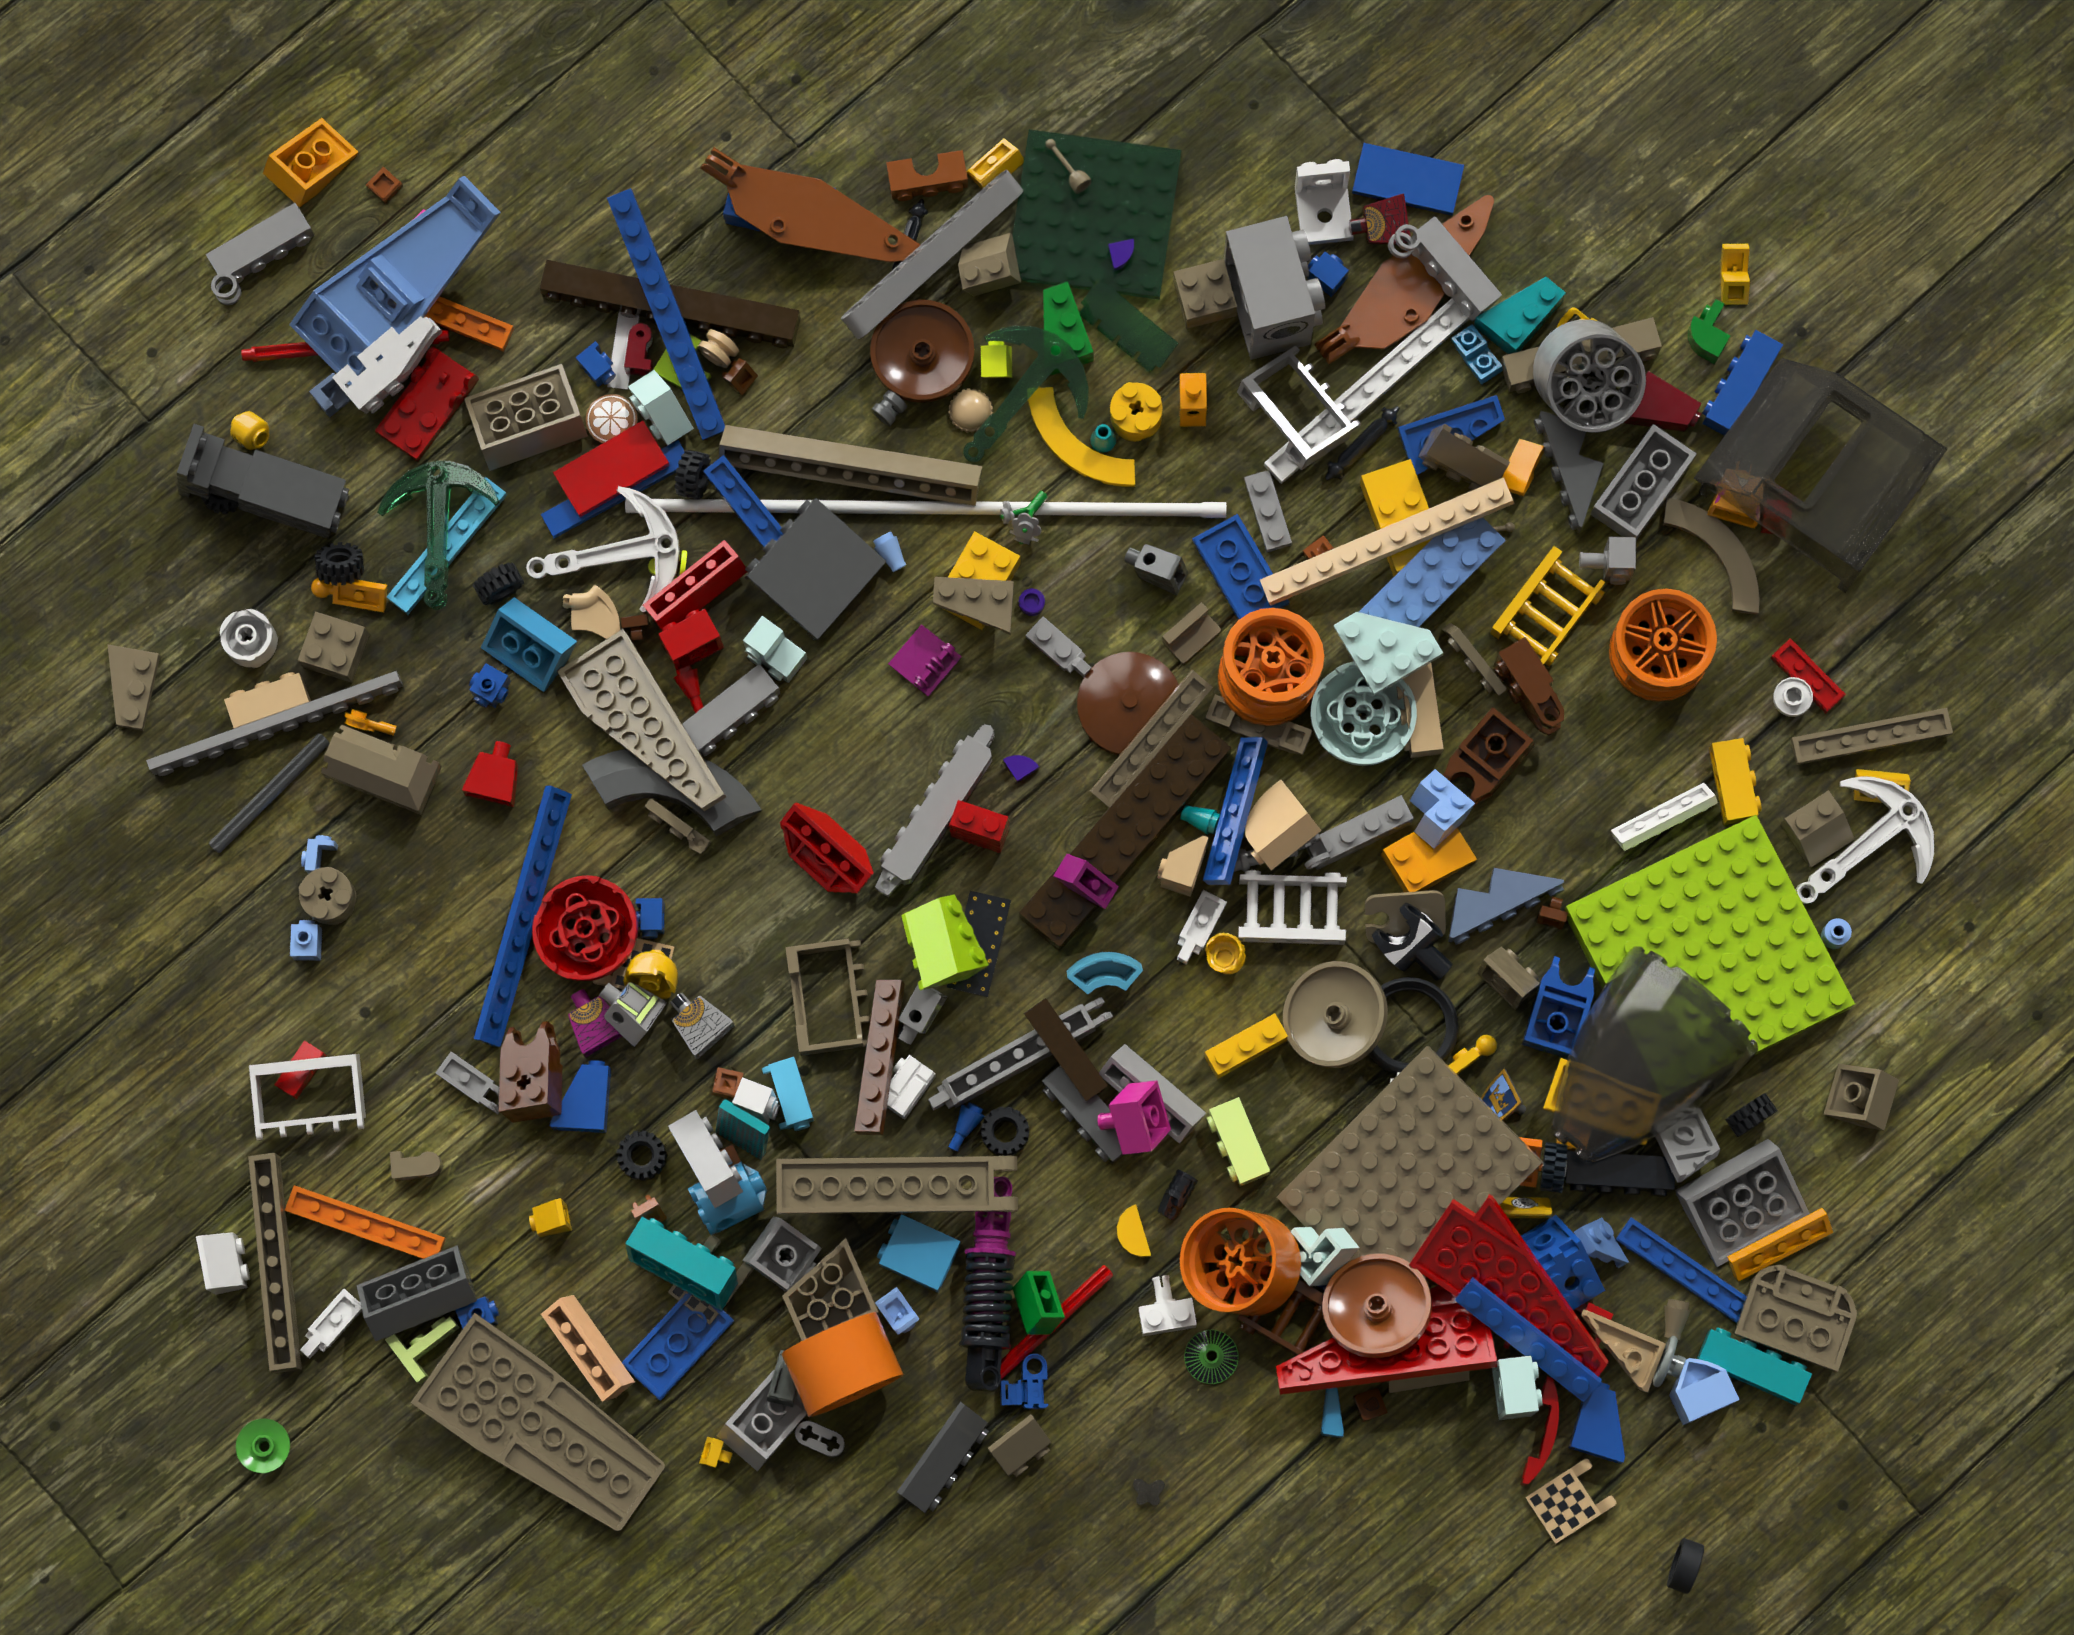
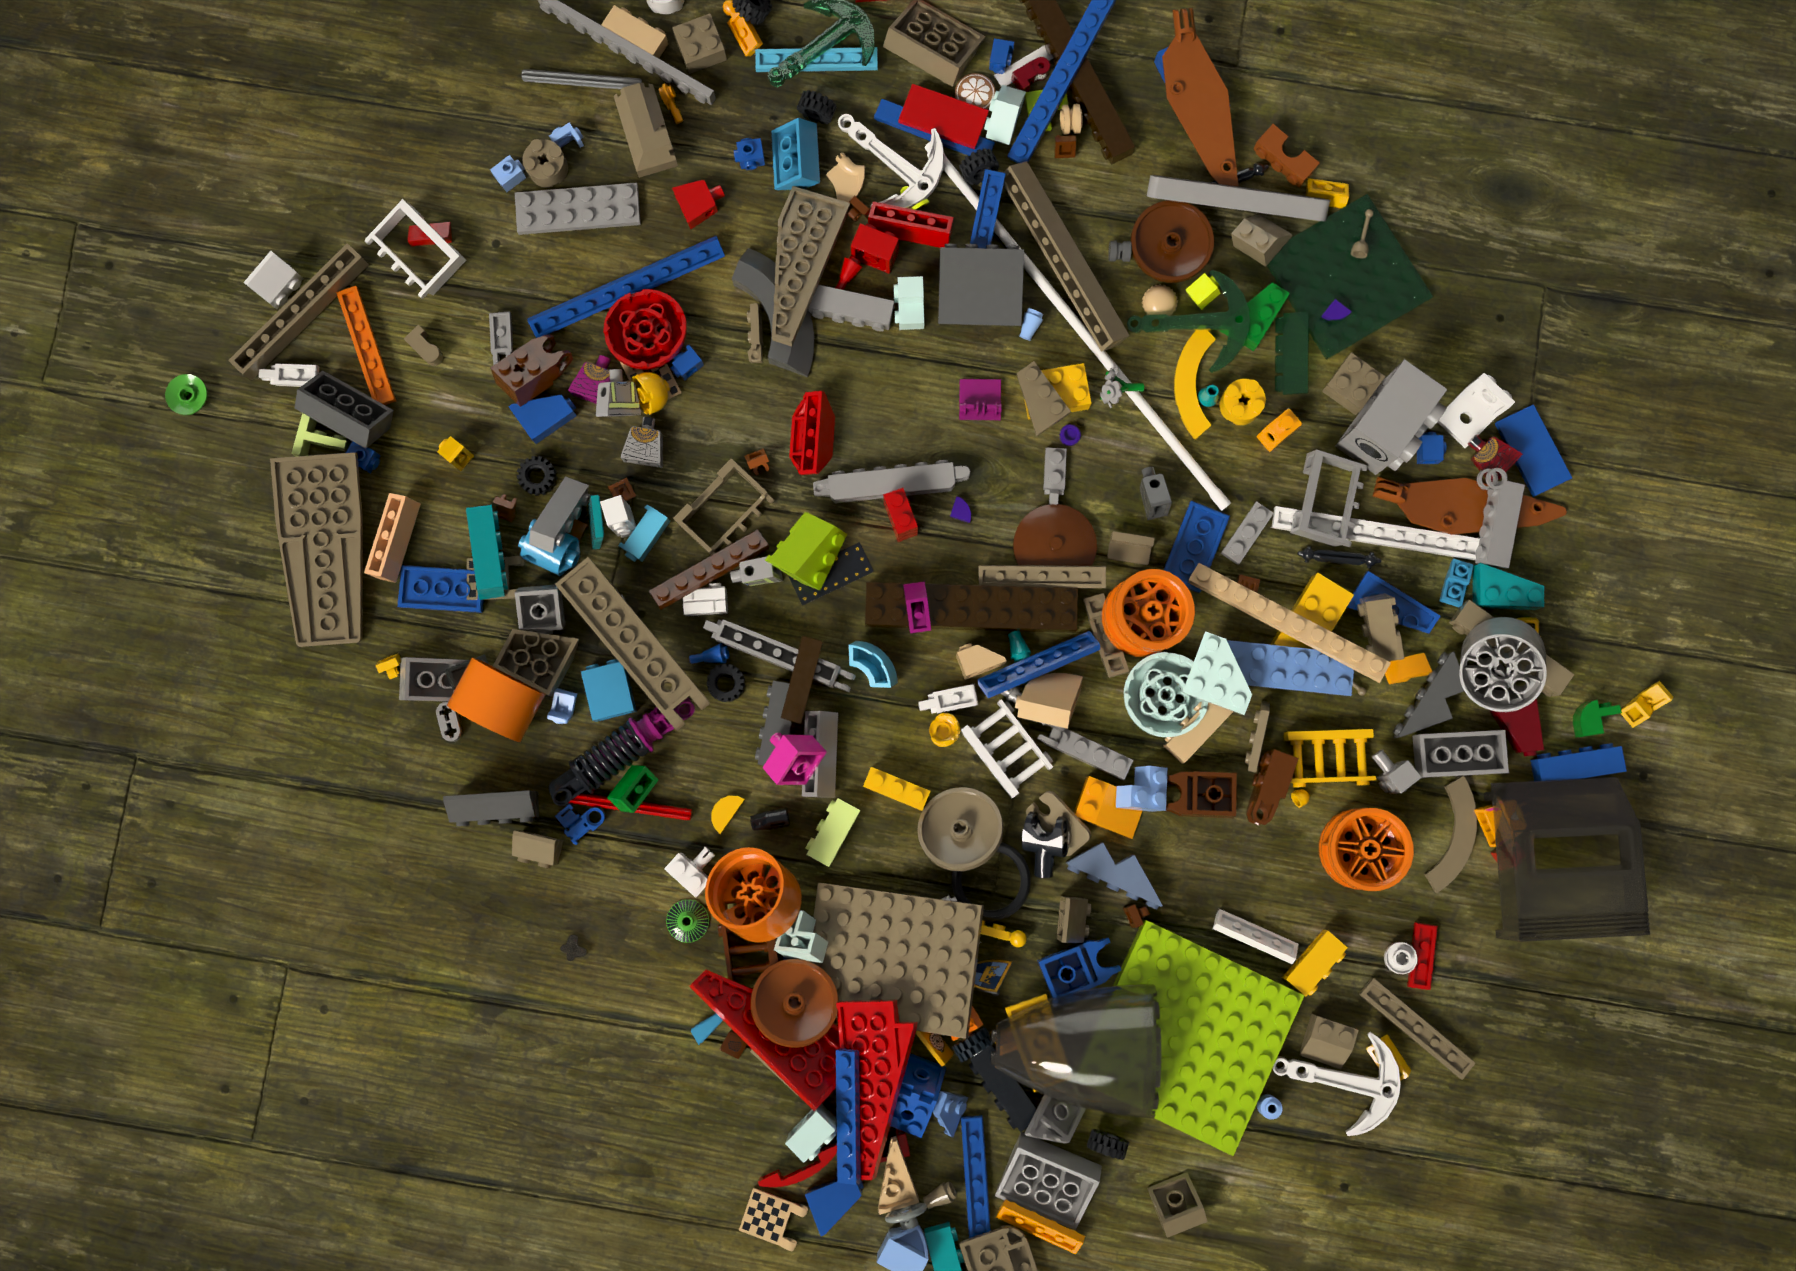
camera: 50 degrees right, 5 degrees up
(399, 902) = (577, 208): none -> light grey plate
(805, 924) = (756, 459): none -> dark orange tile
(1565, 667) = (1300, 797): none -> yellow hinge

